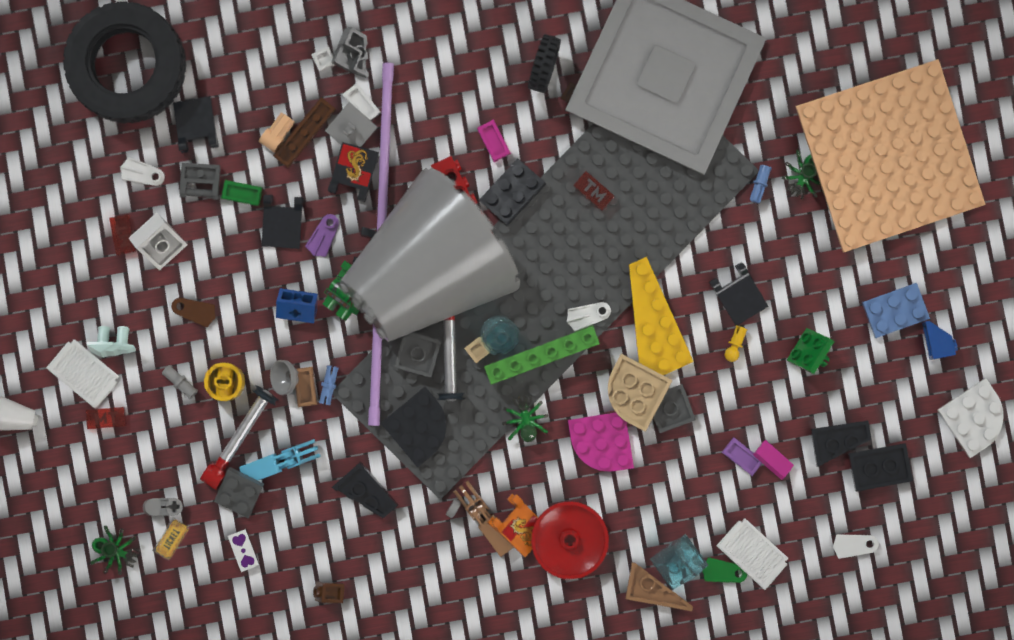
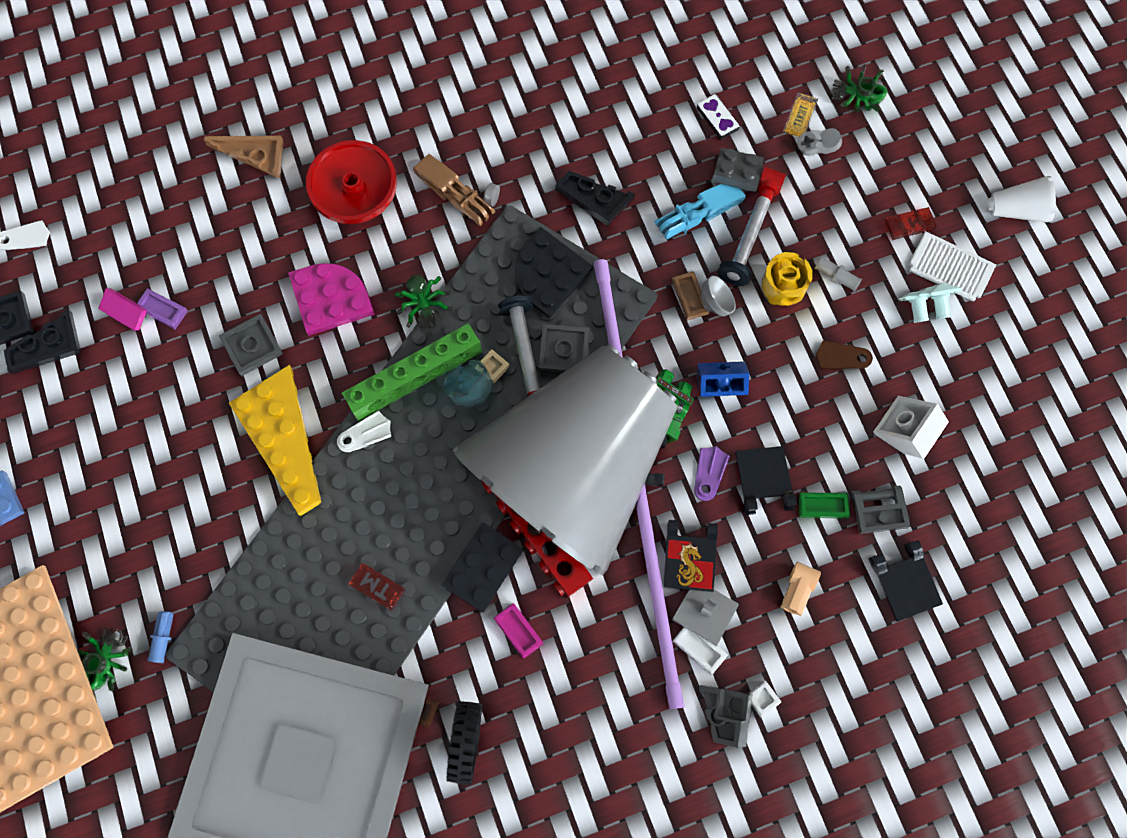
camera: 165 degrees right, 15 degrees down
(99, 27) = (1077, 620): black tyre -> none
(121, 232) = (957, 430): clear red tile -> none
(140, 172) = (955, 508): white piece -> none
(304, 132) = (764, 597): reddish brown tile -> none
(328, 385) = (663, 300): medium blue pin -> none
(329, 592) = (613, 89): reddish brown bracket -> none
(517, 526) = (412, 186): orange flag -> none
(636, 391) = (292, 351): tan plate -> none
(679, 562) = (223, 183): clear light blue slope -> none
(722, 571) = (175, 184): green piece -> none
(732, 353) = (181, 420): yellow pin -> none
(740, 296) = (176, 491): black flag -> none
(753, 553) = (140, 209): white window -> none
(811, 351) = (80, 436): green plate -> none

